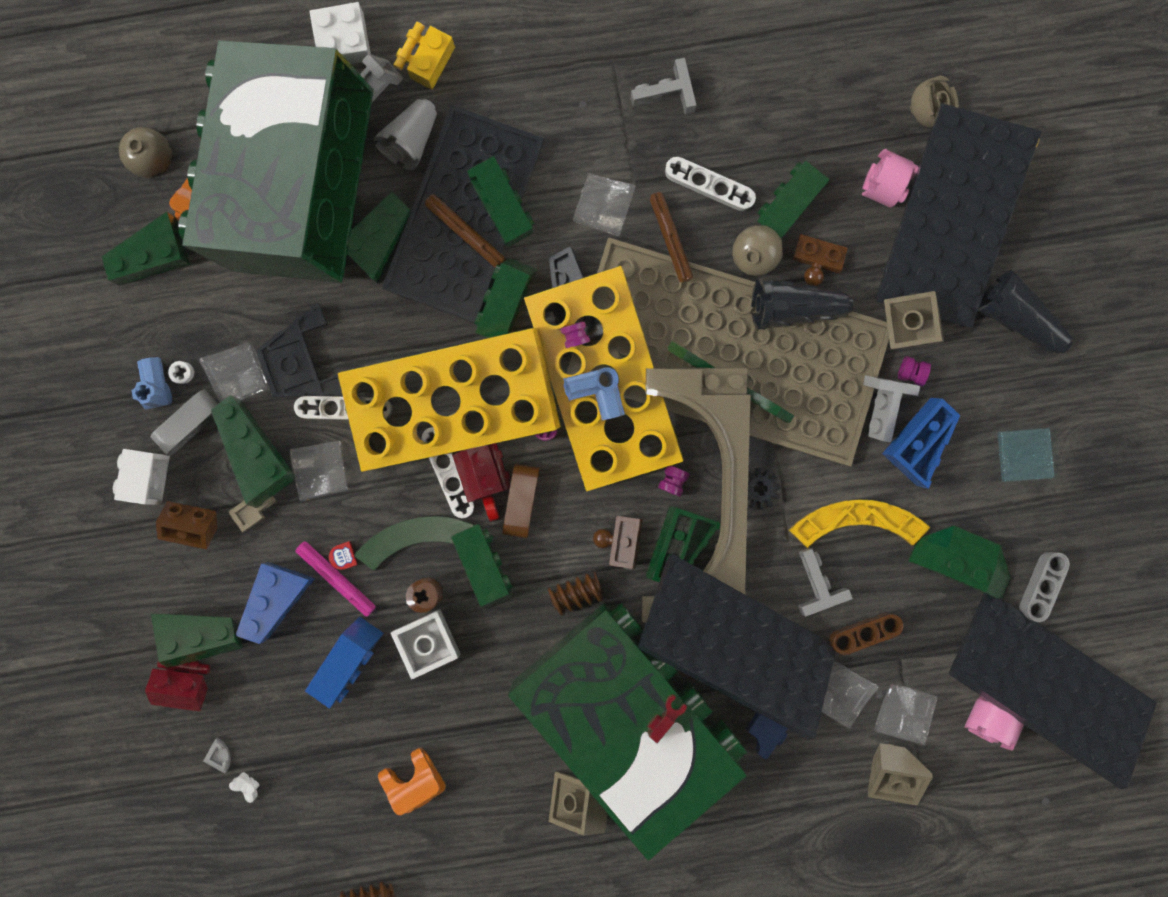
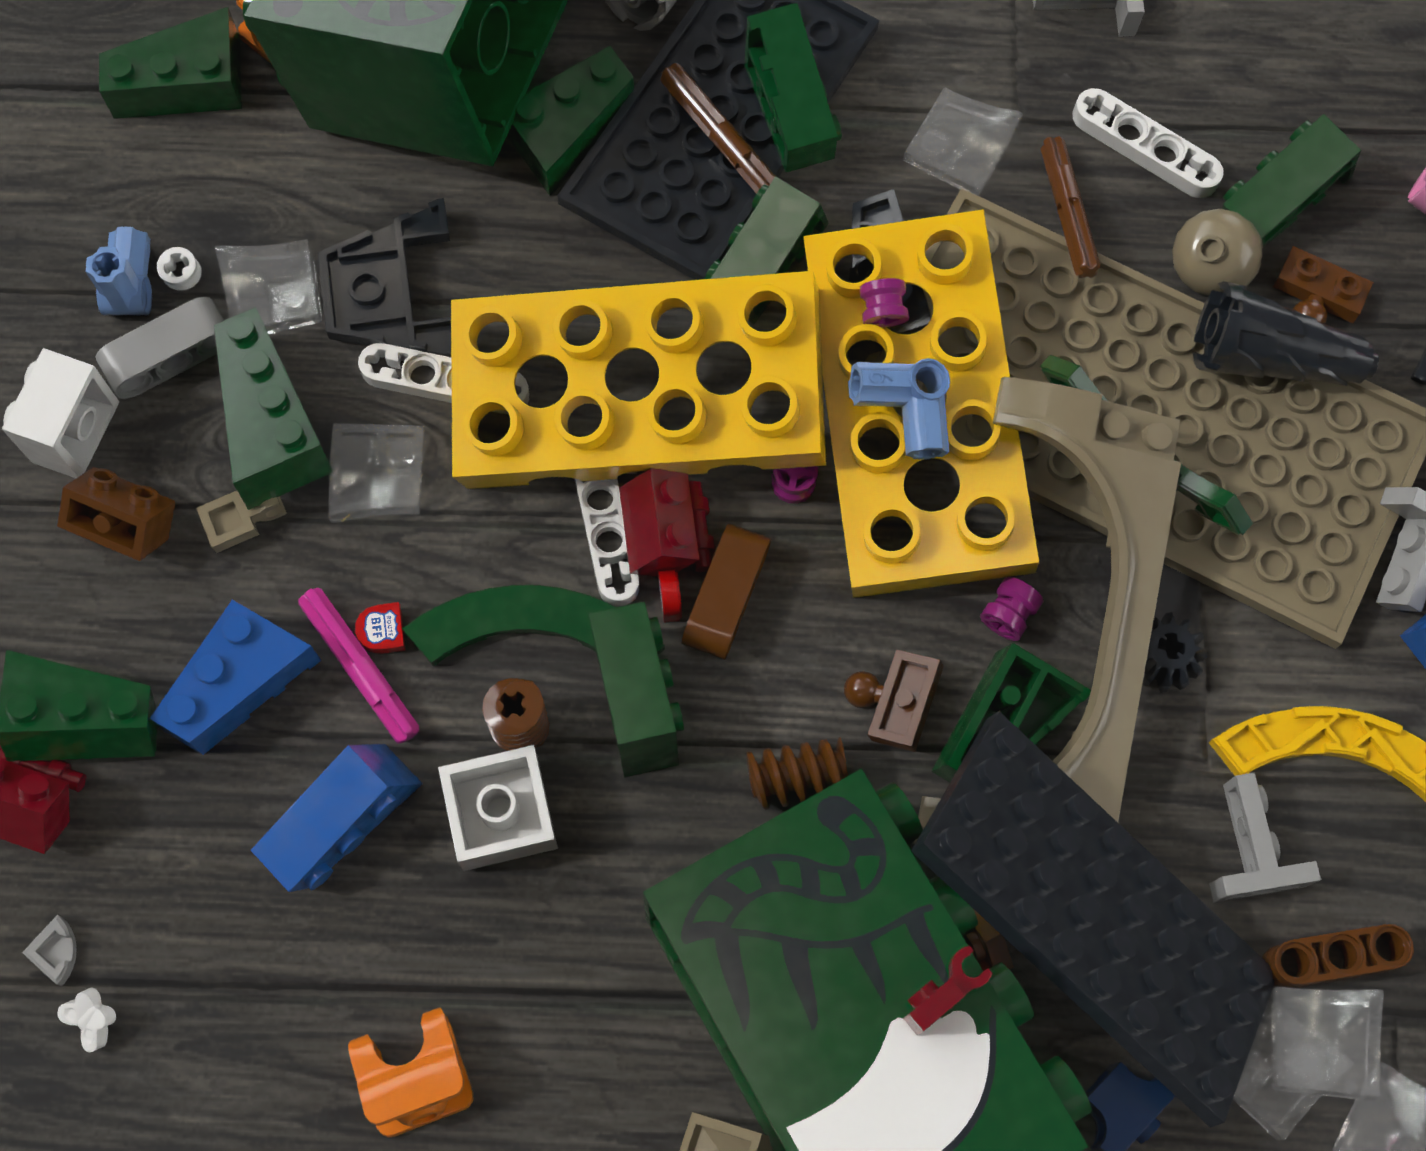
camera: 10 degrees right, 15 degrees down
(864, 680) = (1327, 1042): none -> clear plate

